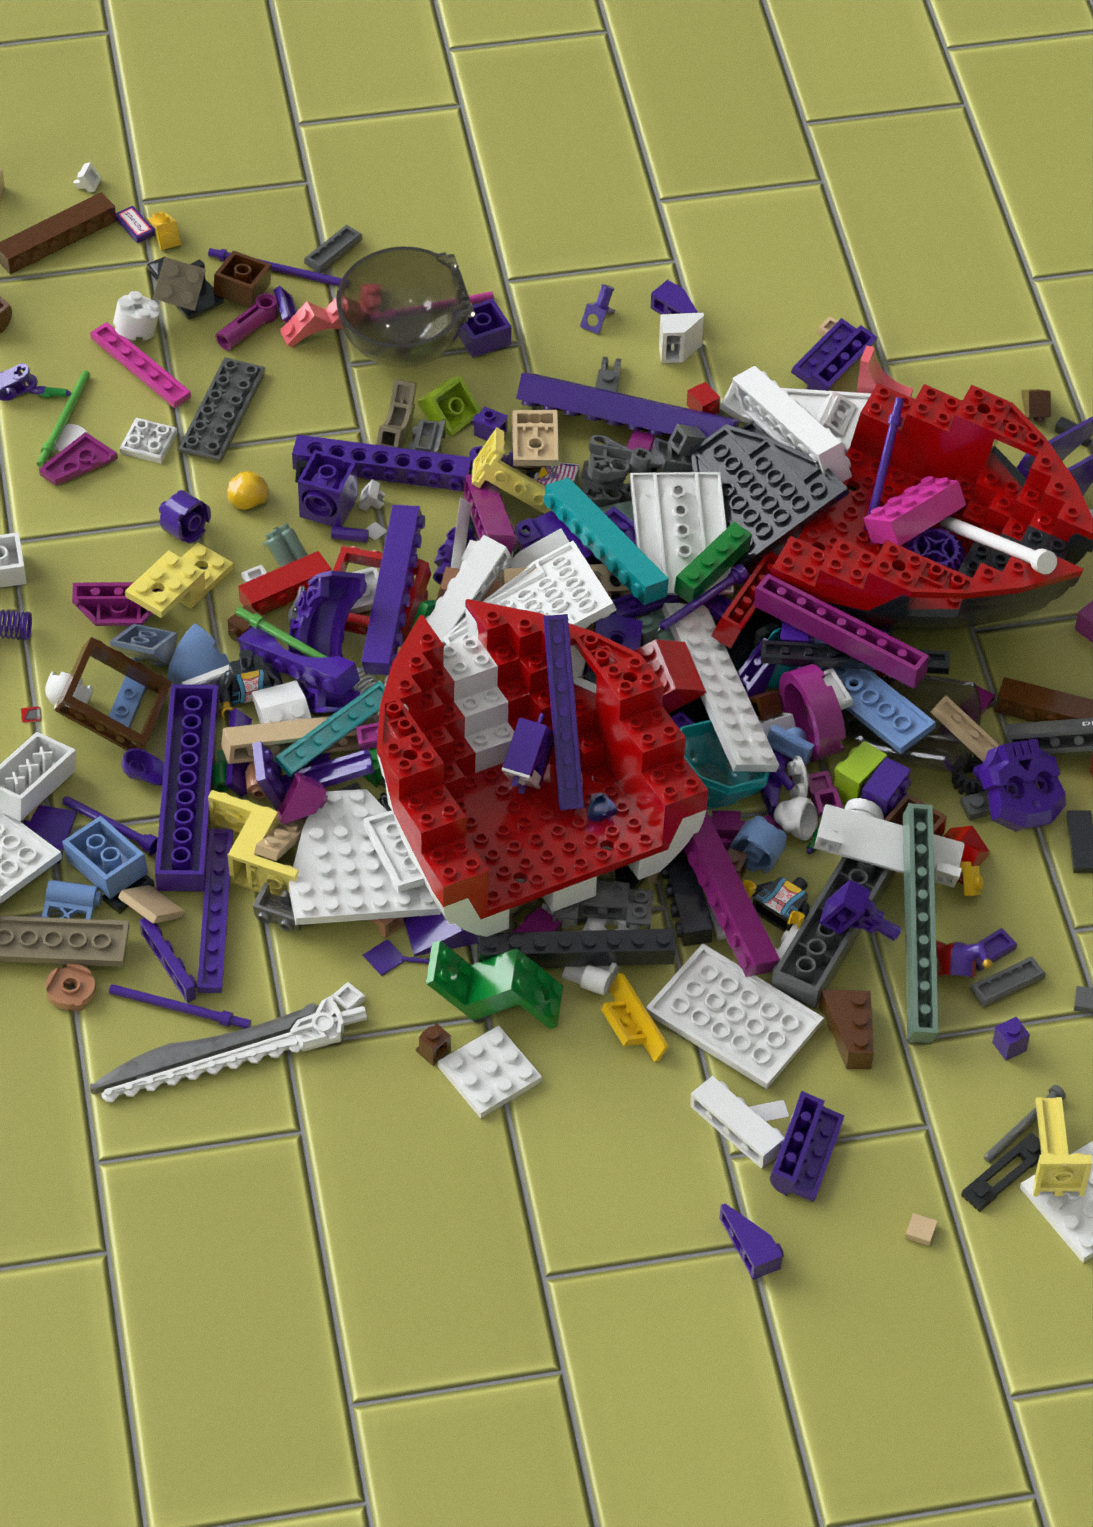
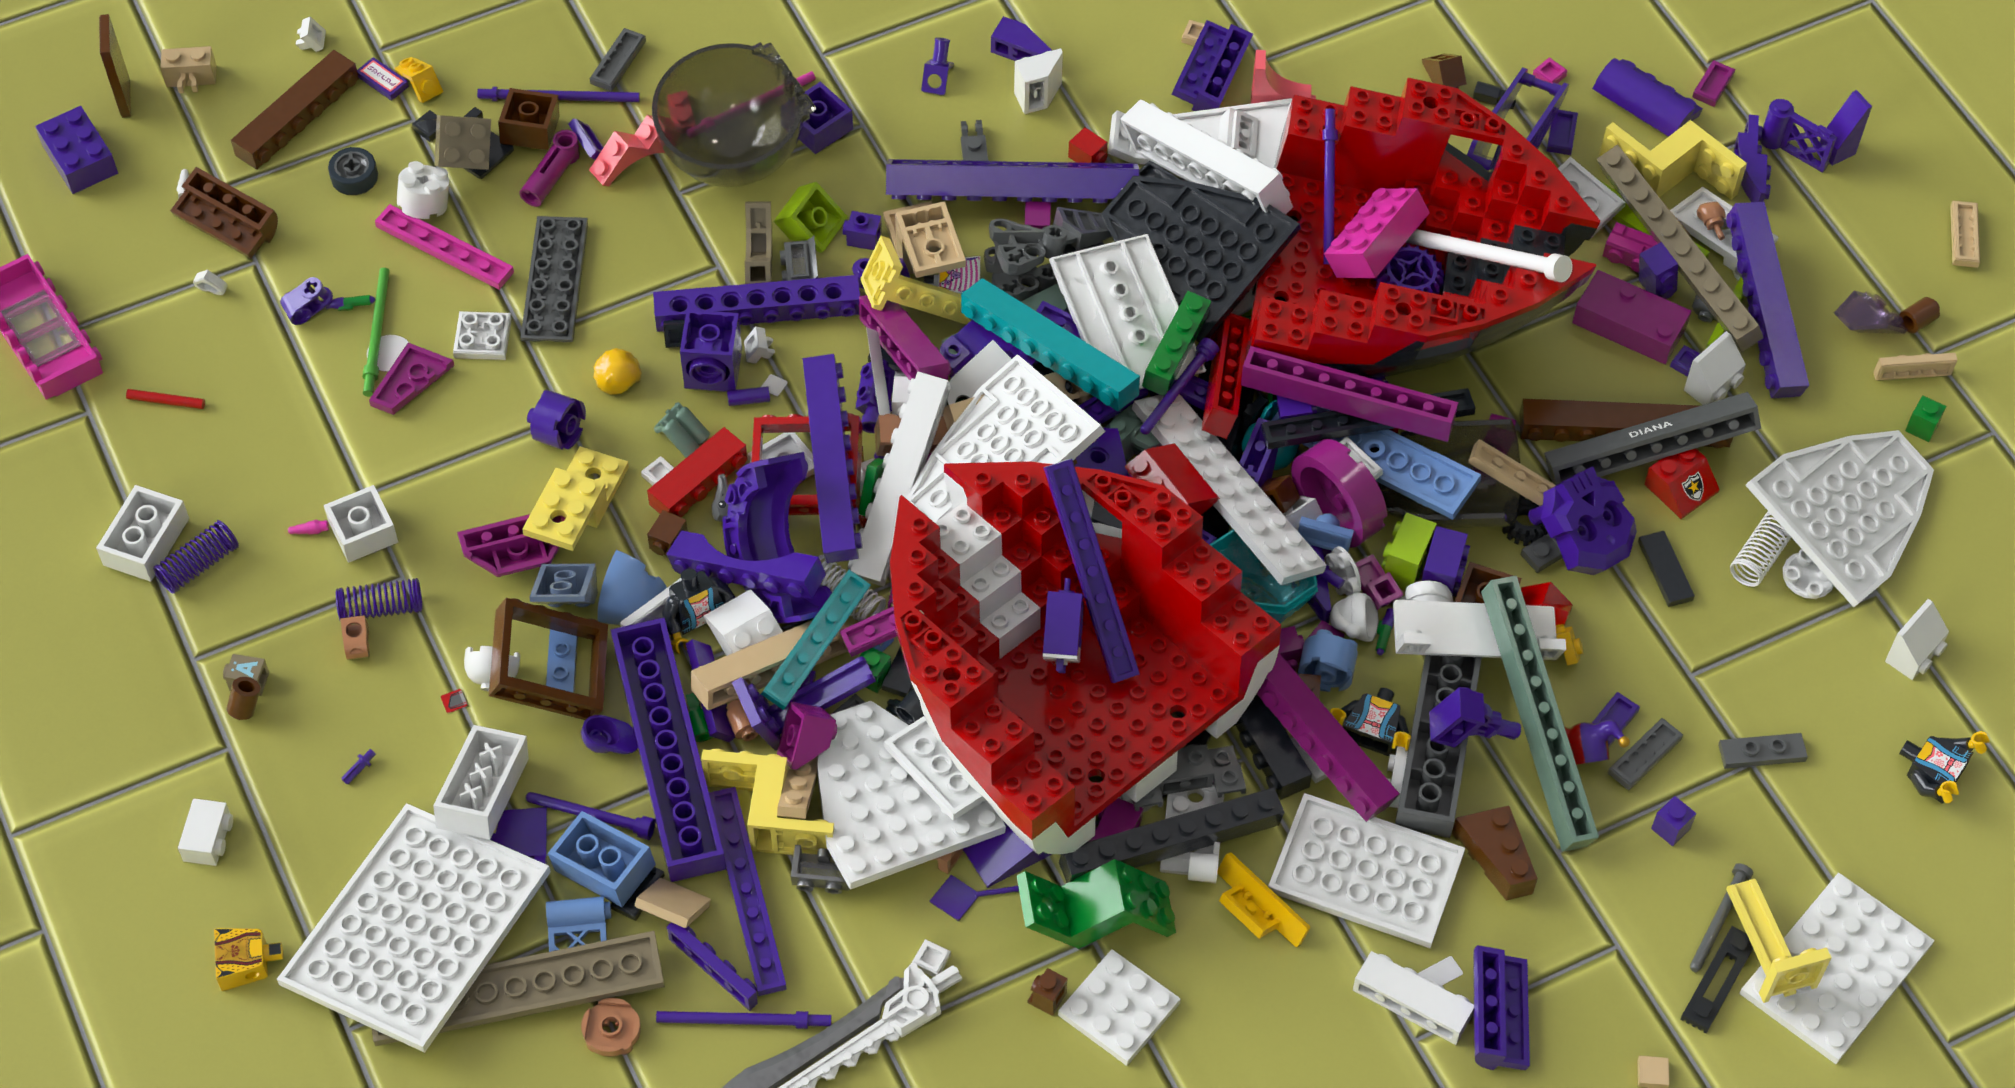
camera: 15 degrees left, 5 degrees up
(86, 290) = (353, 171): none -> black wheel
(258, 622) = (686, 530): bright green bar -> none
(600, 807) = (1157, 669): clear blue tile -> none
(685, 438) = (1092, 201): dark grey brick -> none

